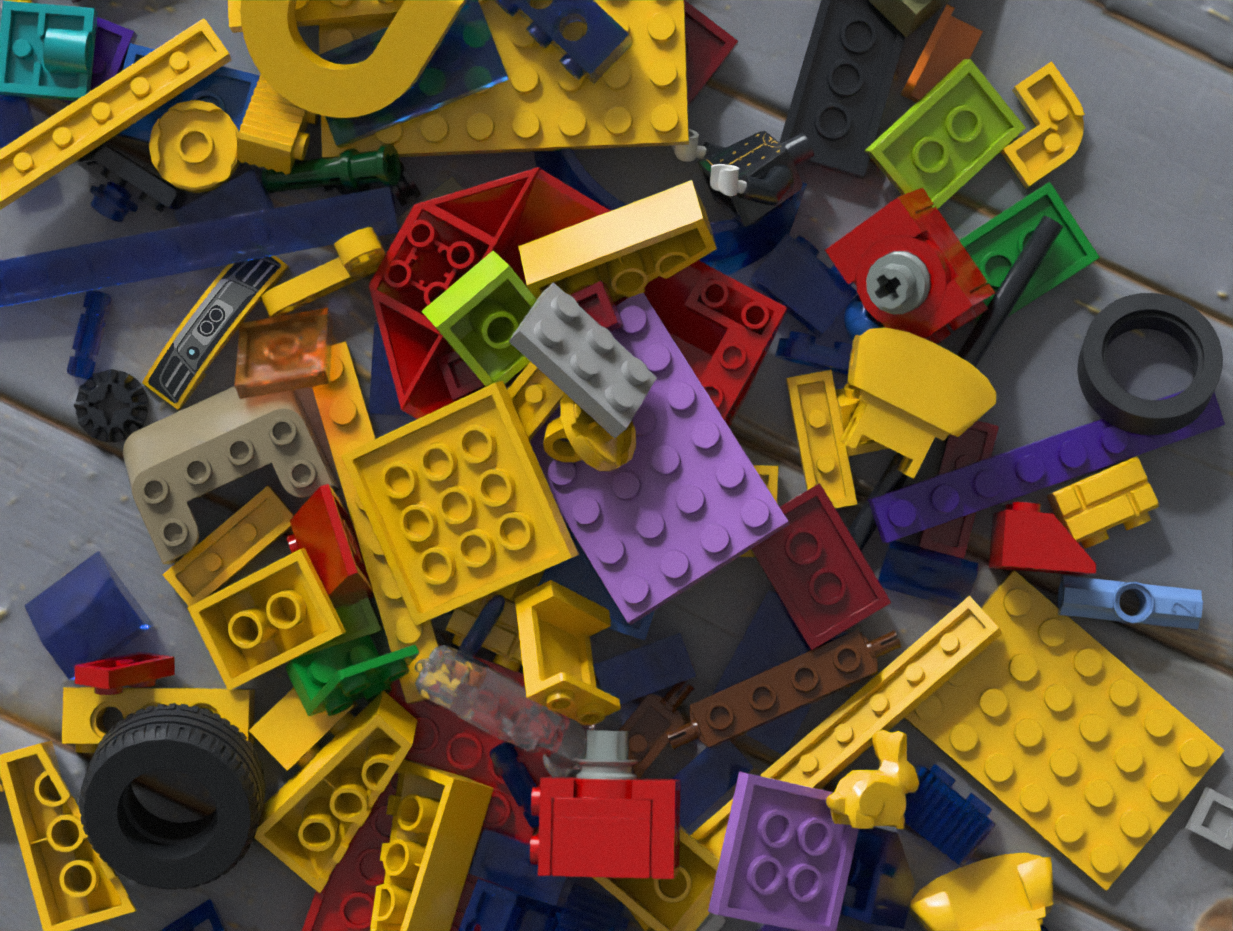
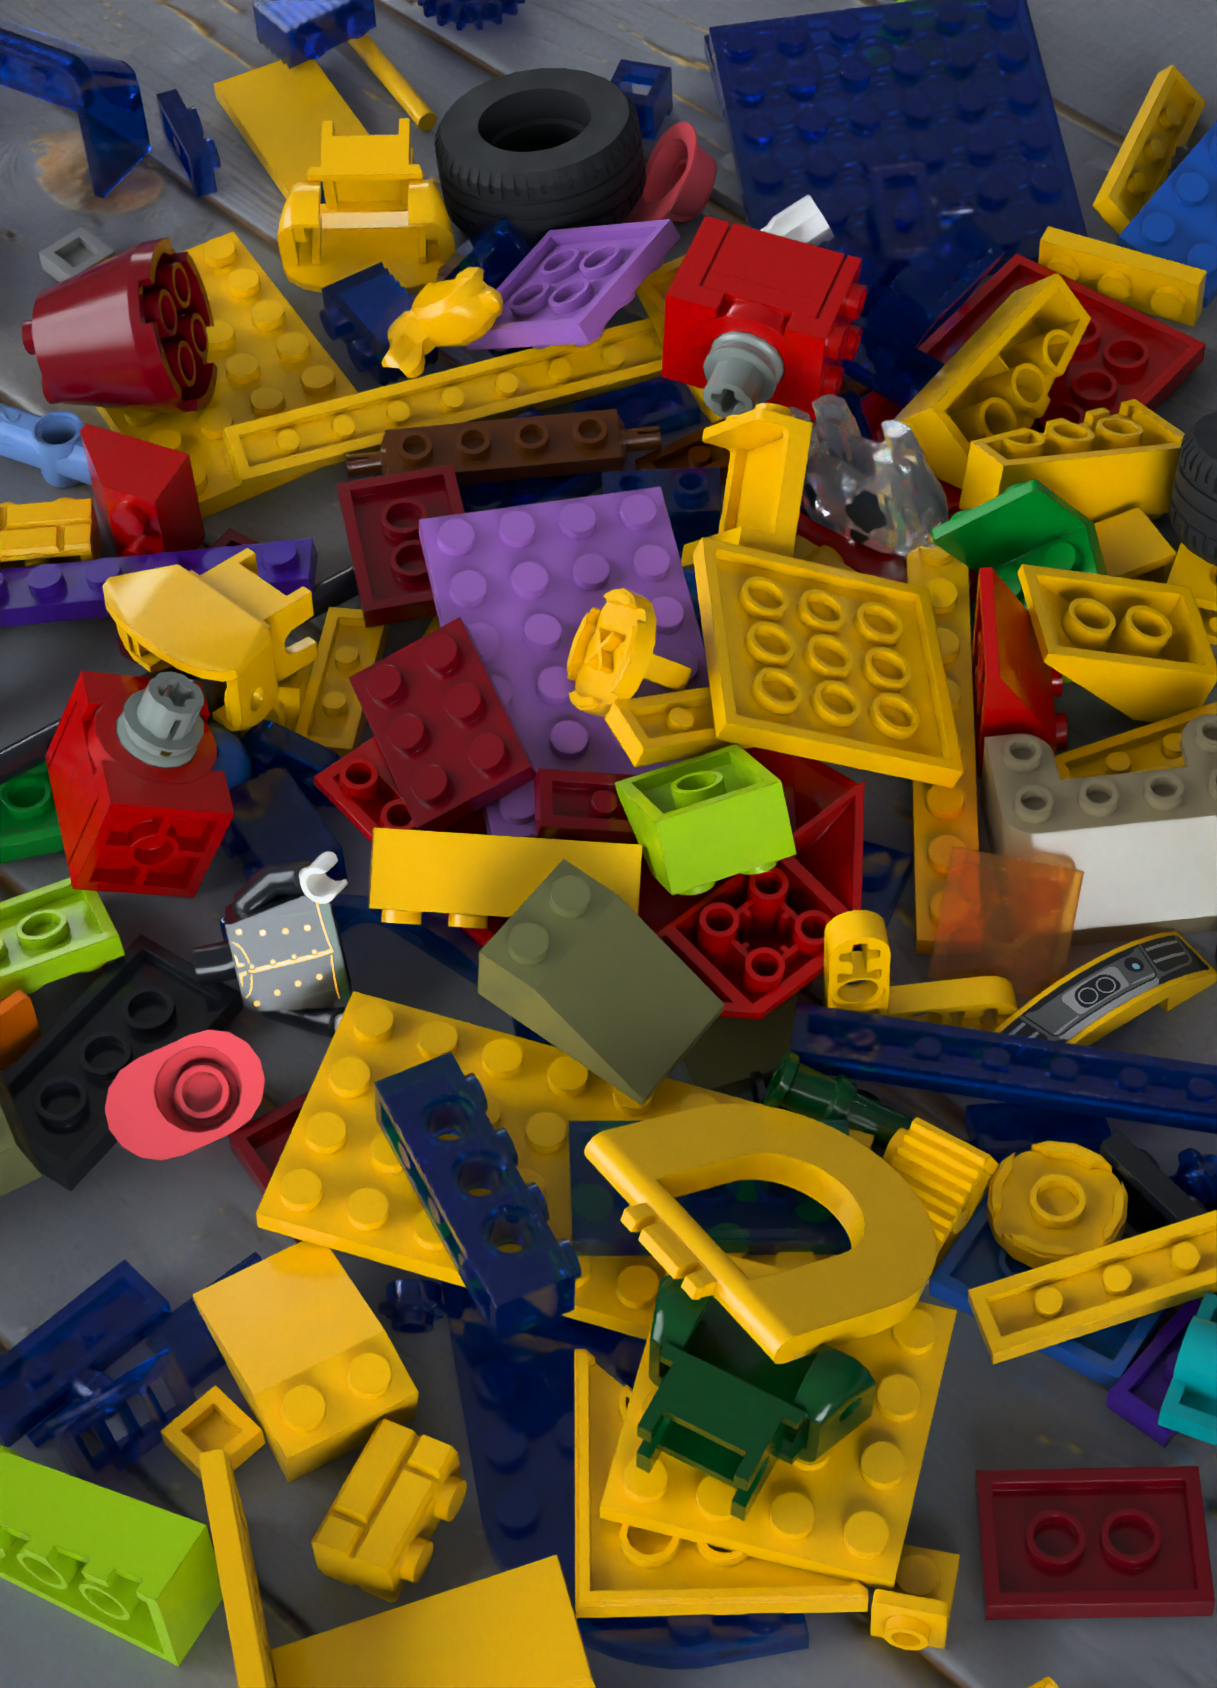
camera: 155 degrees left, 35 degrees down
(483, 625) = (861, 561): piece -> none
(520, 167) = (597, 983): none -> olive slope
(583, 360) = (601, 709): light grey plate -> none
(704, 354) = (442, 727): none -> dark red plate
(773, 51) = (185, 1095): none -> coral piece
(927, 574) = (271, 521): clear blue plate -> none
(1110, 684) = (126, 334): none -> dark red cone

